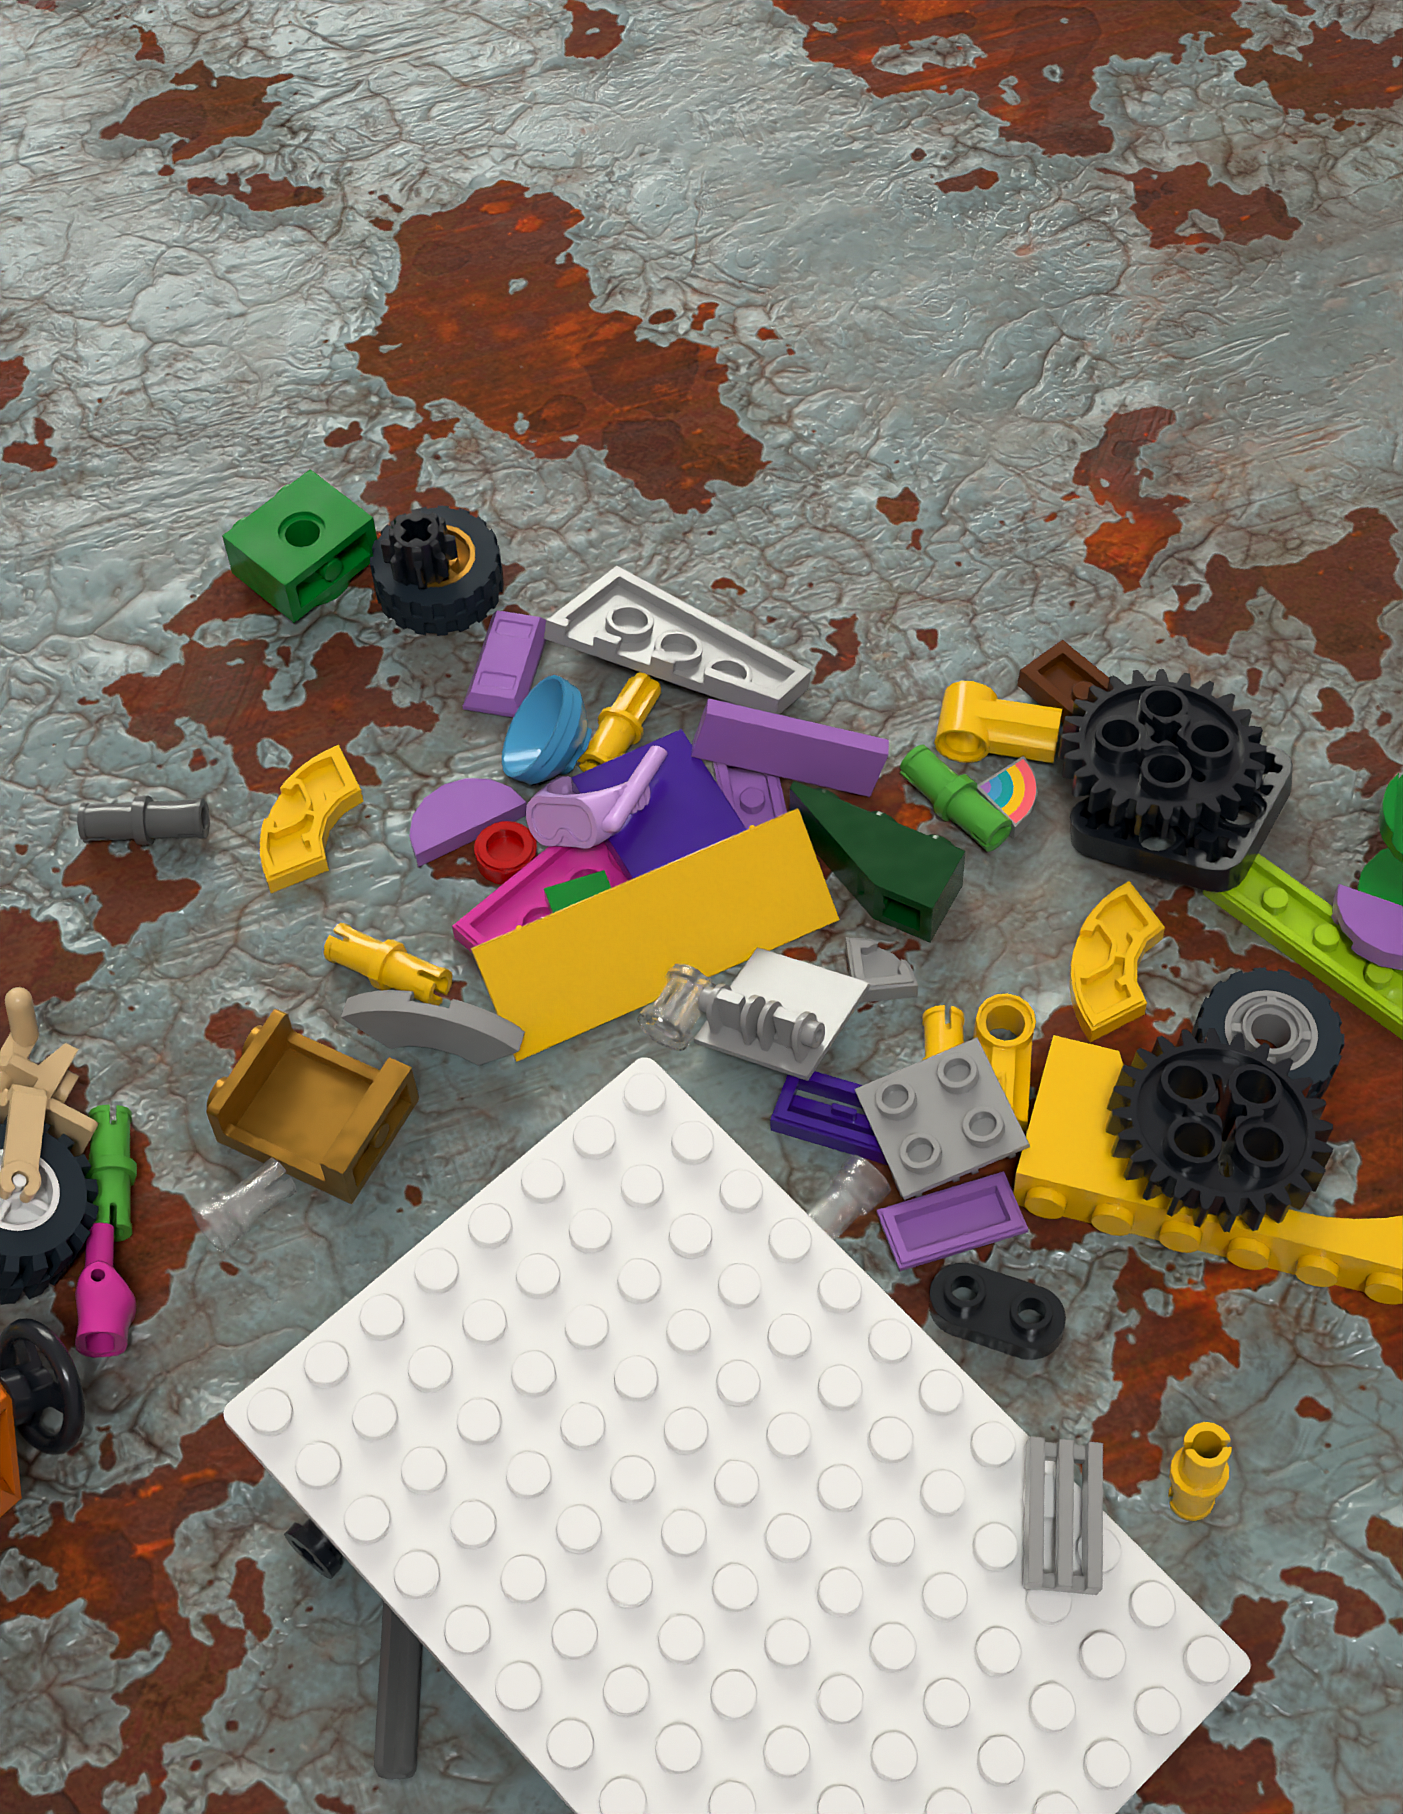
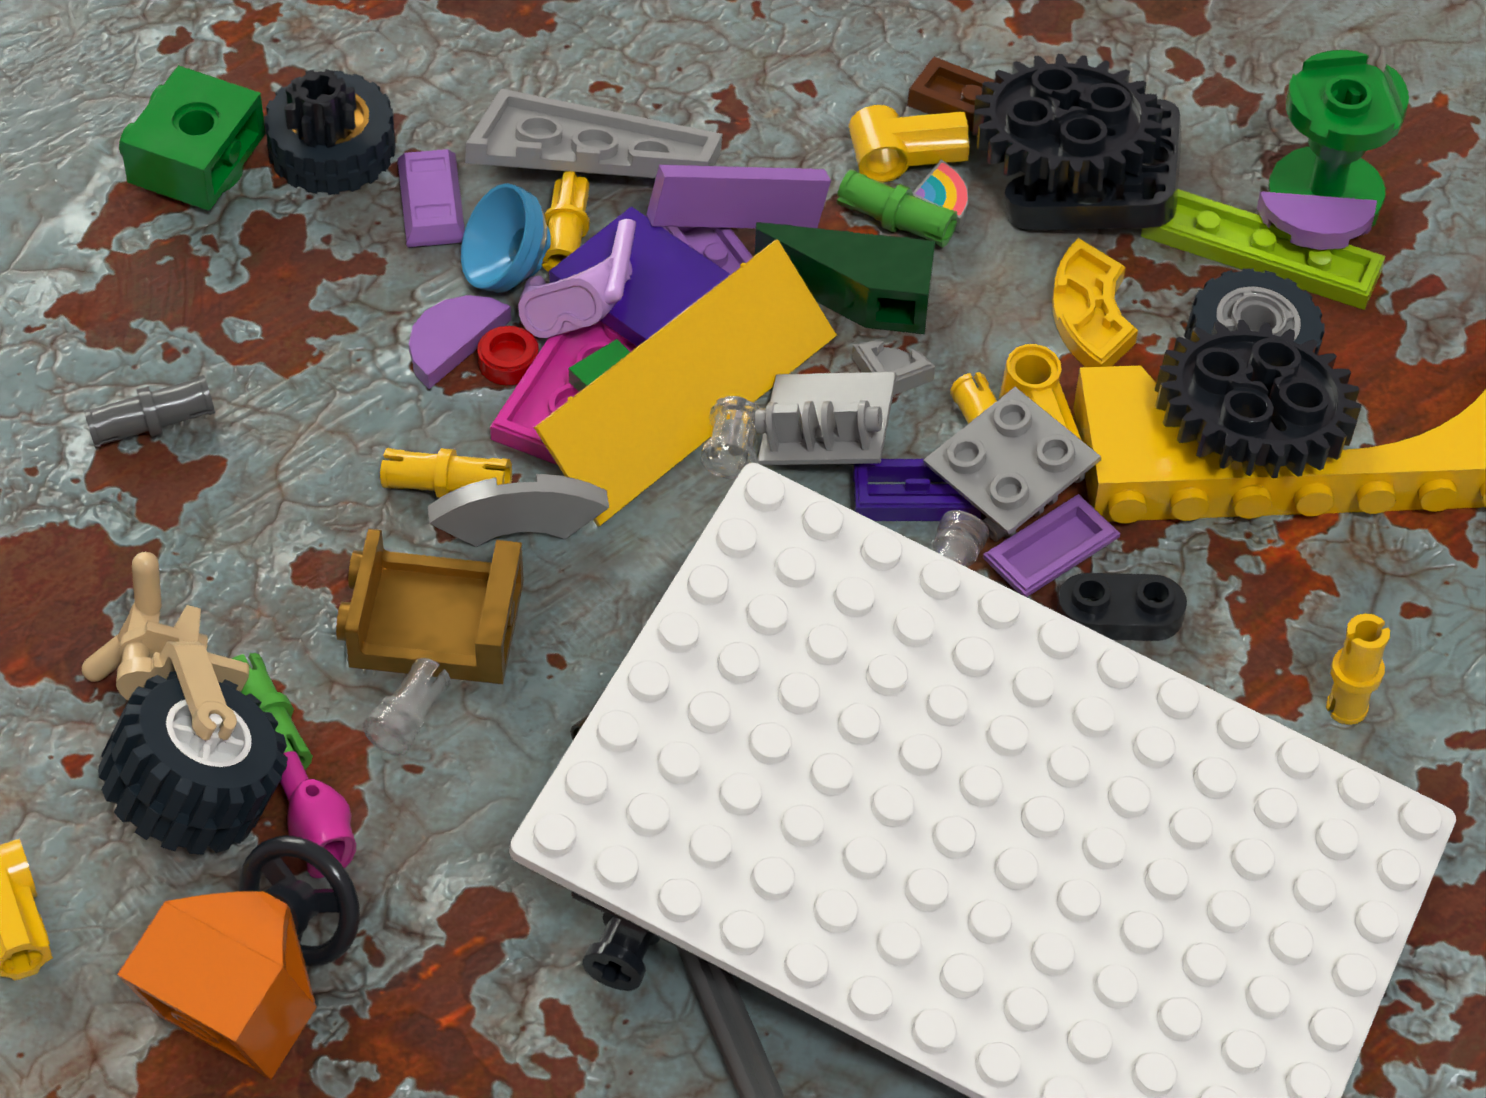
camera: 25 degrees left, 5 degrees down
(302, 817) = (300, 374): yellow tile -> none
(1065, 1455) = (1274, 730): light grey tile -> none

